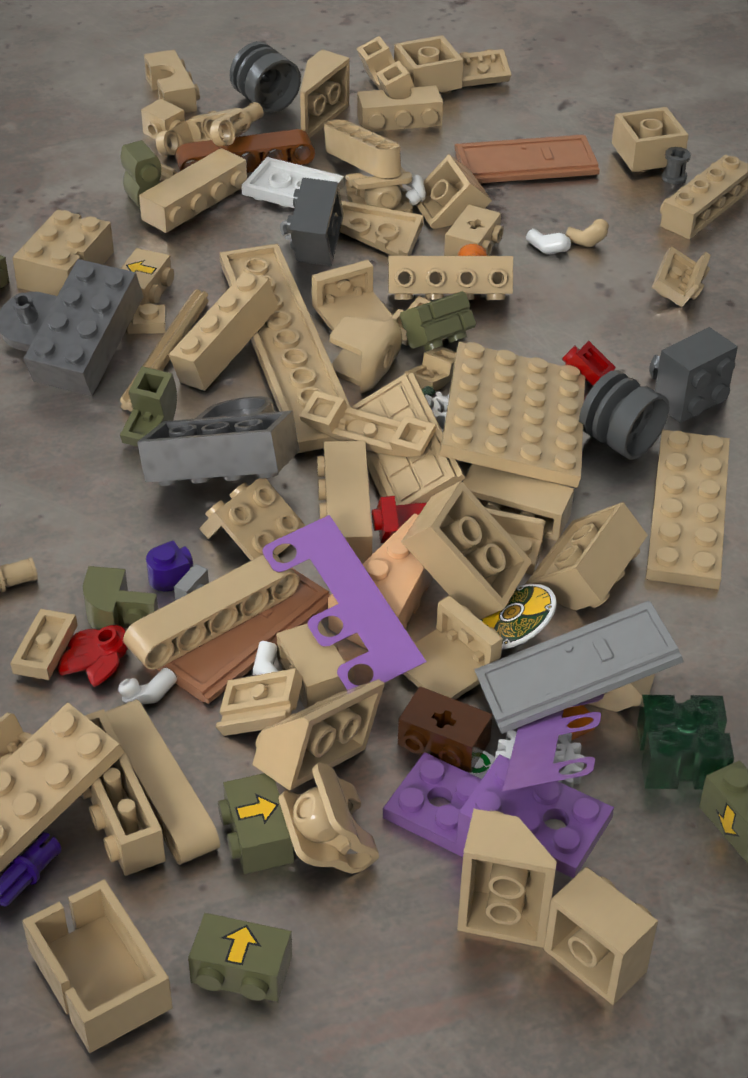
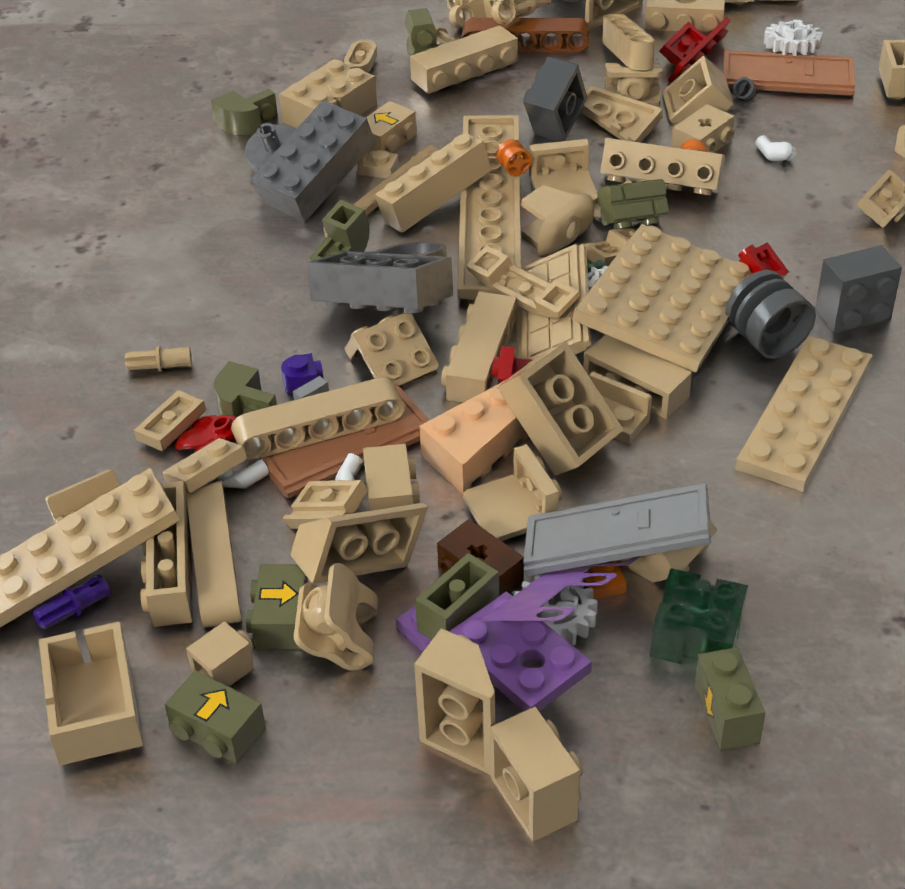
camera: 20 degrees right, 0 degrees up
(77, 199) = (361, 55): none -> tan plate
(115, 685) = (206, 464): none -> tan bracket
(221, 888) = (222, 654): none -> tan brick
(278, 179) = (532, 58): white plate -> none
(298, 291) = (513, 157): none -> orange wheel
(359, 602) = (443, 435): medium lavender piece -> none
(418, 190) = (668, 86): white arm -> none
(421, 146) = (690, 45): none -> red bracket
(451, 775) = (456, 596): none -> olive brick
(488, 182) = (741, 87): none -> dark grey hinge
(519, 122) = (792, 38): none -> white gear
(524, 614) = (592, 477): shield -> none
(590, 557) = (684, 439): tan slope -> none
(591, 235) = (817, 149): tan arm -> none

